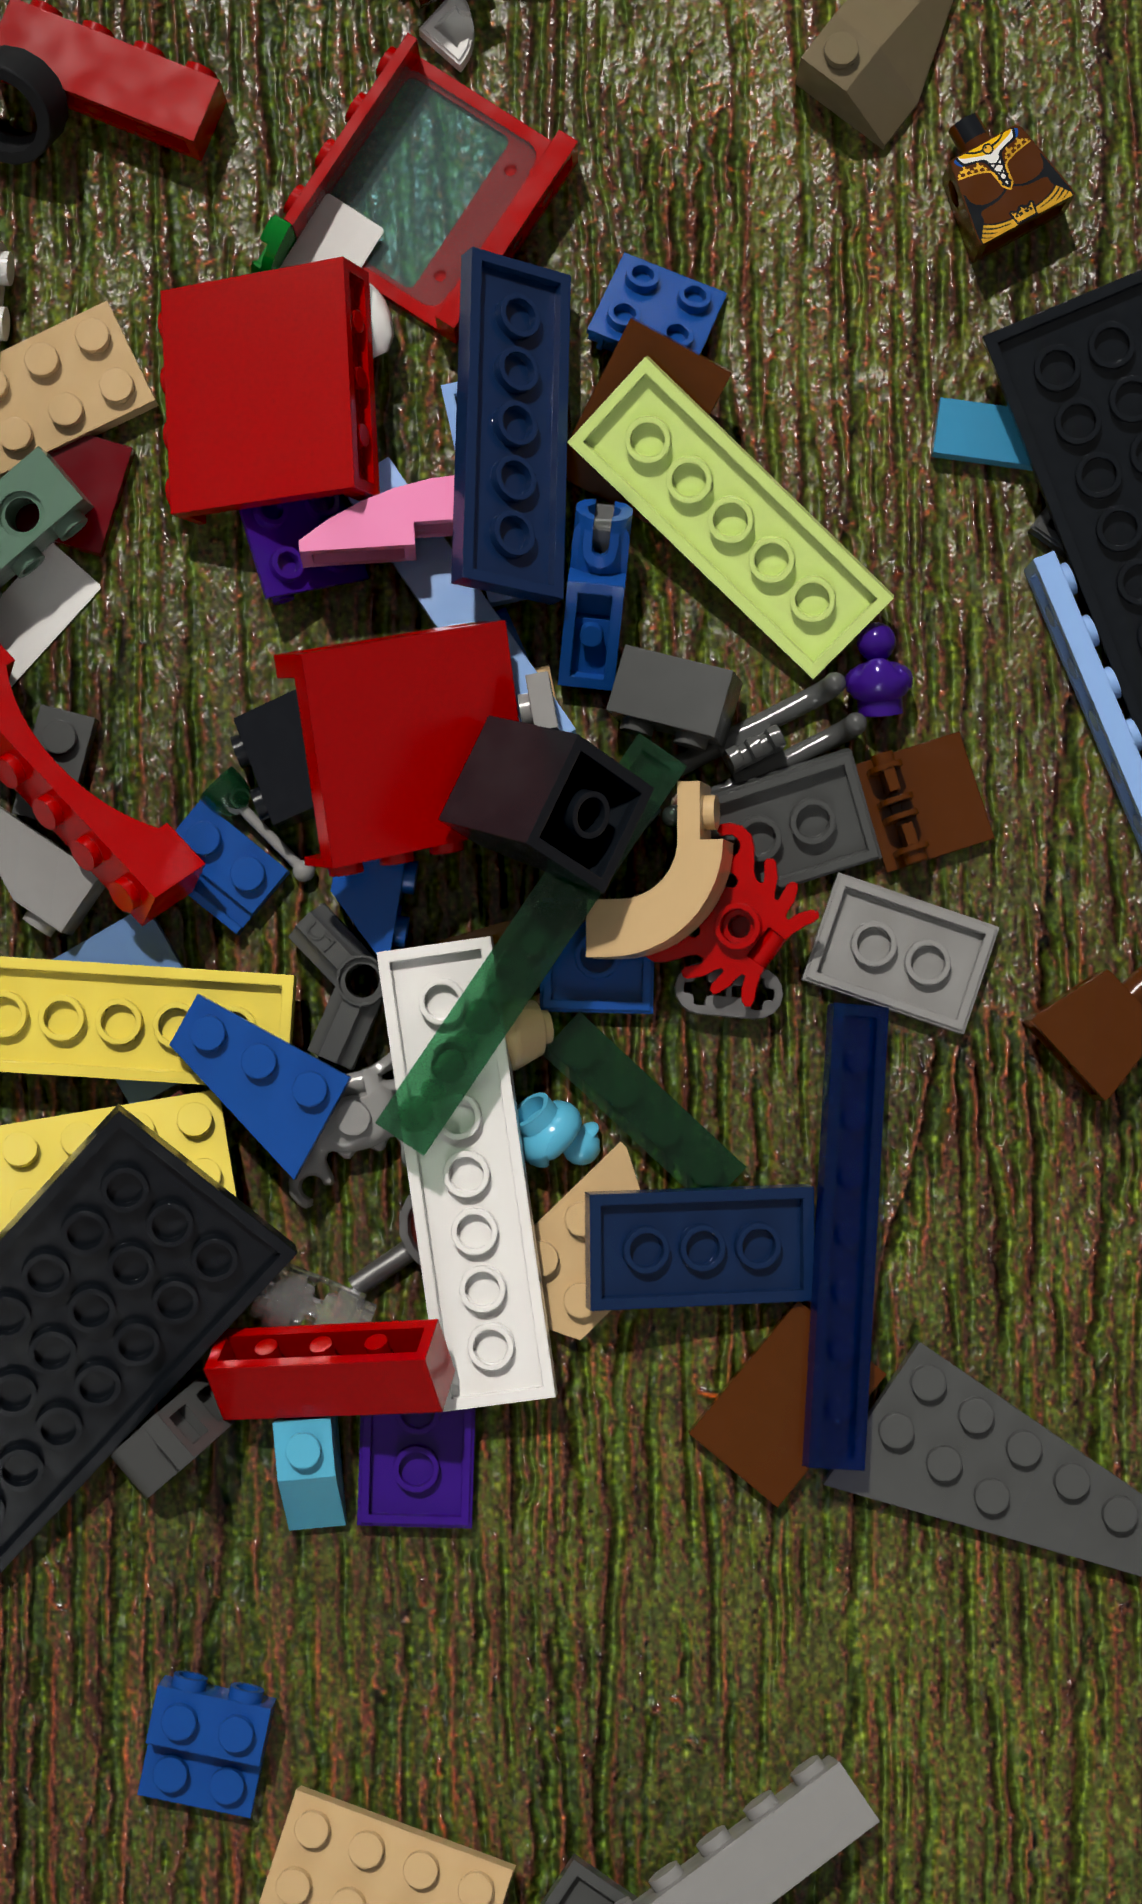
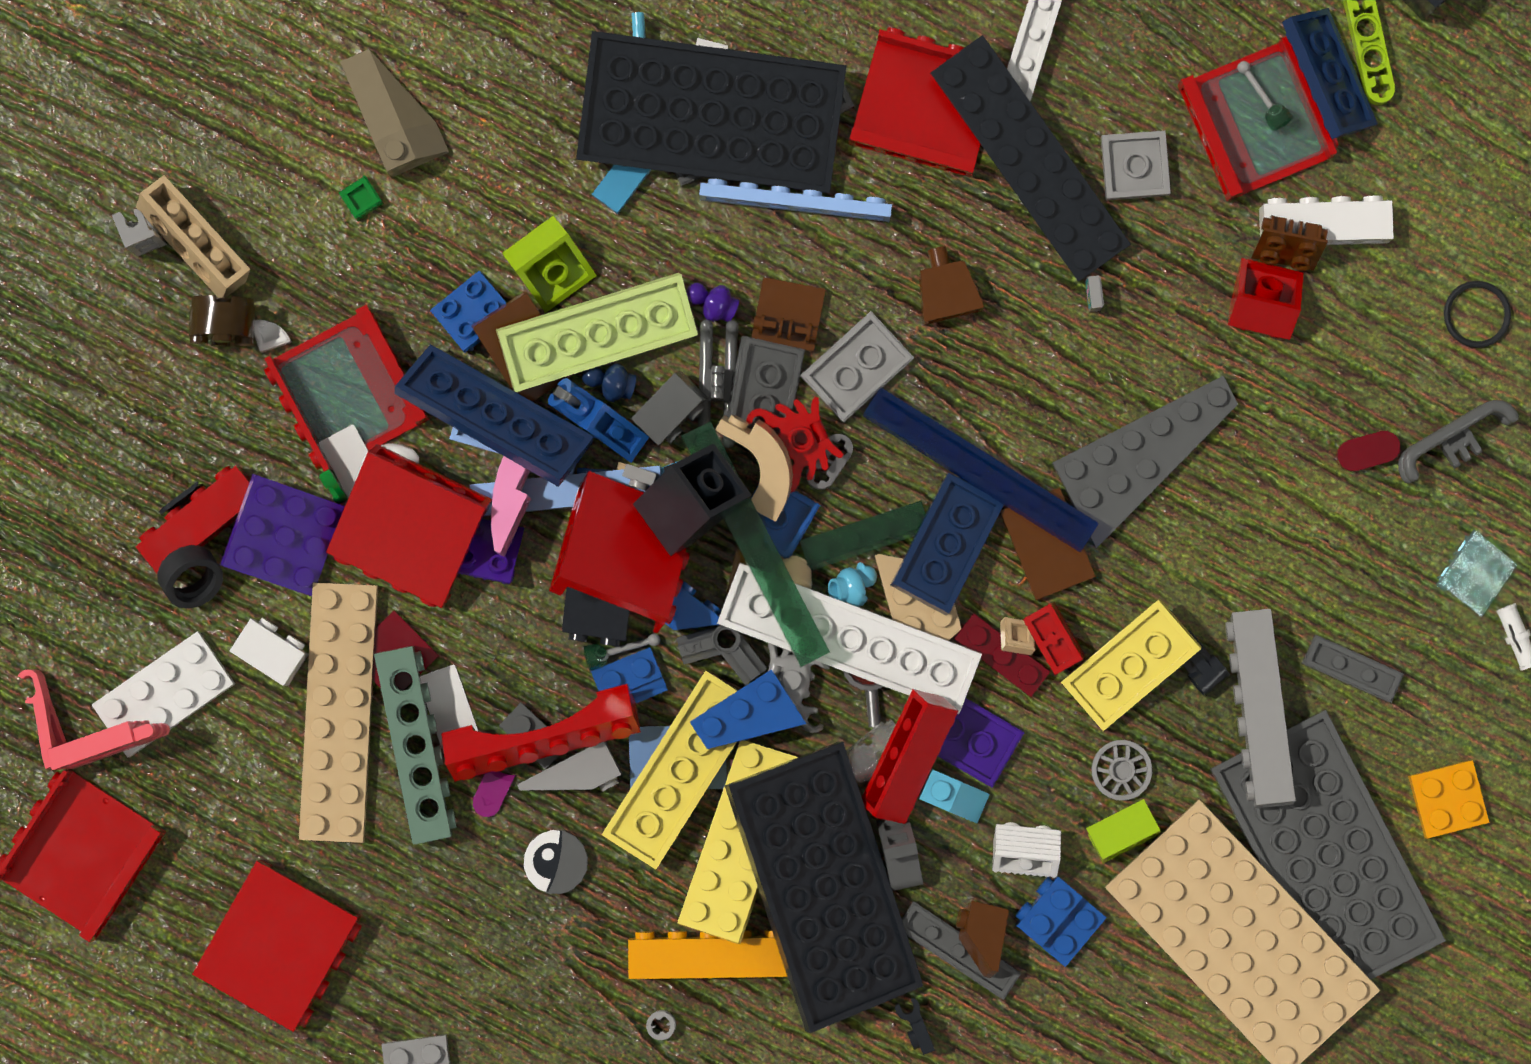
camera: 60 degrees left, 0 degrees up
(75, 1611) = (945, 943): none -> dark grey tile
(115, 1640) = (983, 934): none -> reddish brown slope
(124, 29) = (180, 499): none -> black piece
(149, 208) = (282, 535): none -> dark purple plate
(286, 1635) = (1026, 850): none -> white brick
(399, 1772) = (1123, 831): none -> lime hinge
(496, 1714) = (1121, 770): none -> light grey wheel
(573, 1427) = (1015, 667): none -> dark red plate
(616, 1435) = (1016, 636): none -> tan tile
(644, 1496) = (1054, 638): none -> red hinge
(668, 591) = (615, 382): none -> dark blue animal
(669, 1644) = (1131, 664): none -> light yellow plate
(724, 1761) = (1205, 670): none -> black piece
(738, 53) = (360, 198): none -> green tile
(795, 390) = (549, 264): none -> lime slope
(1000, 186) = (502, 106): reddish brown torso -> none

